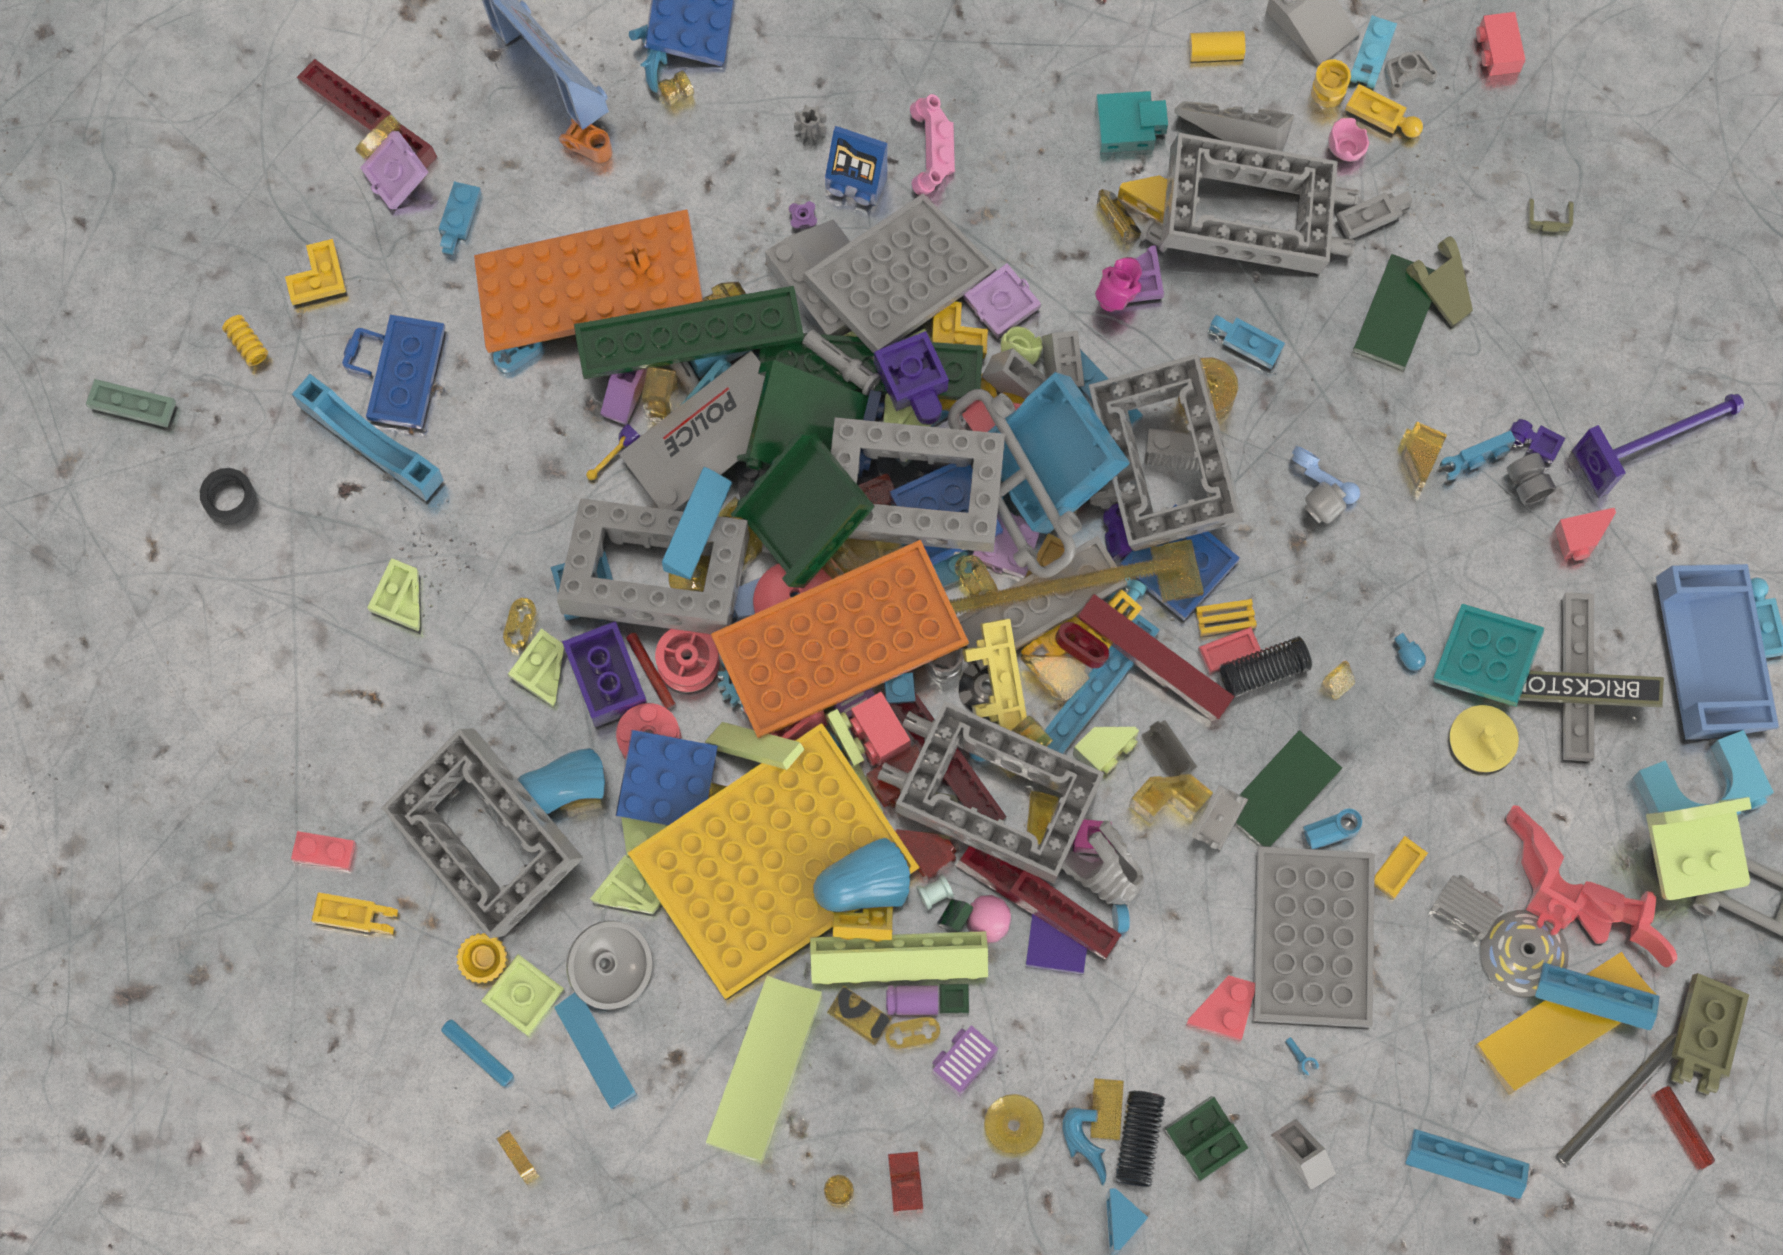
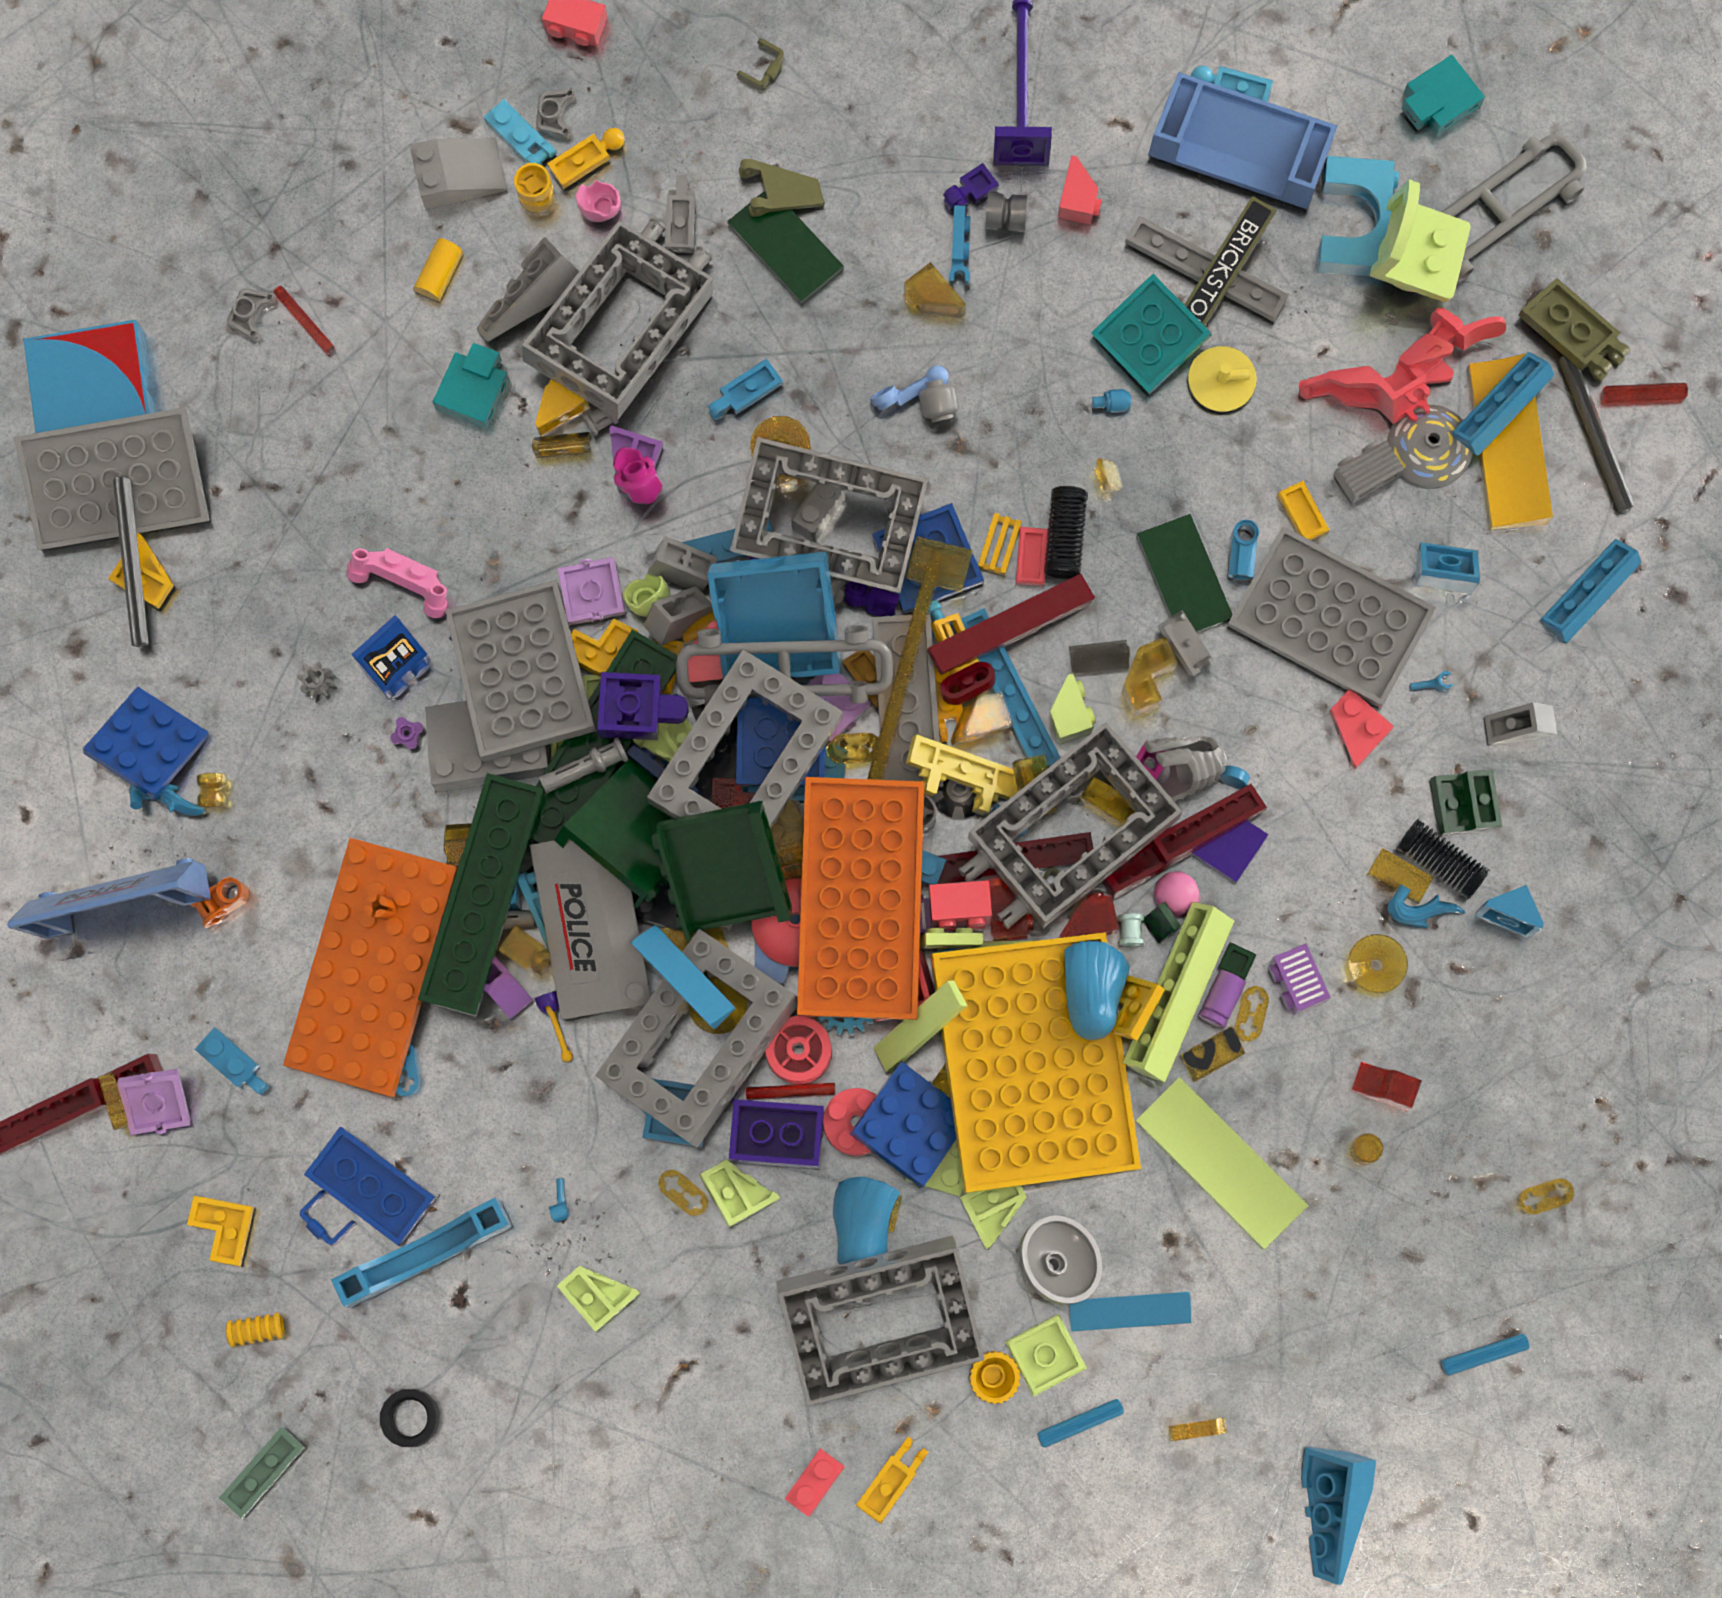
camera: 60 degrees left, 5 degrees up
(458, 533) = (559, 1211): none -> dark azure hand
(1416, 1019) = (1447, 568): none -> dark azure slope

